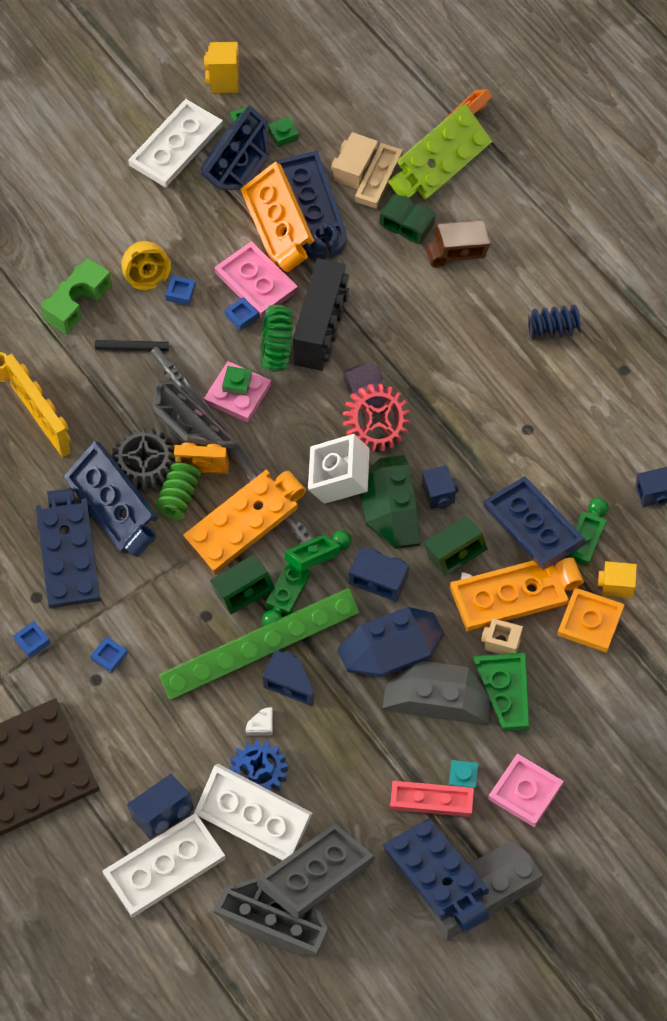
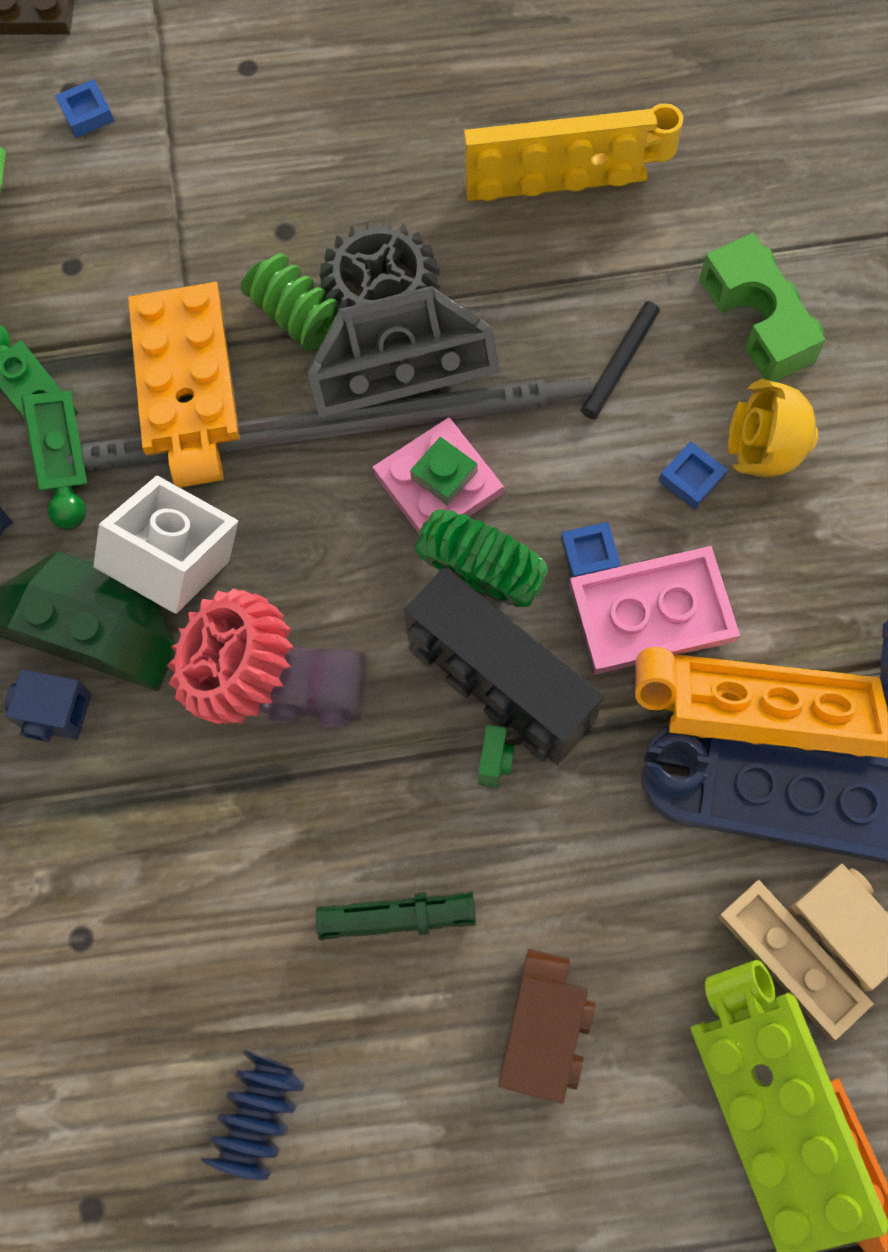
camera: 120 degrees right, 10 degrees up
(31, 639) = (174, 26): blue plate -> none
(67, 557) = (275, 119): dark blue hinge -> none
(107, 495) = (321, 200): dark blue hinge -> none
(207, 459) = (303, 337): light orange plate -> none
(243, 581) = (68, 315): dark green brick -> none
(358, 308) = (495, 756): none -> green plate
(407, 218) = (658, 959): dark green brick -> none
(440, 307) = (386, 917): none -> dark green pin

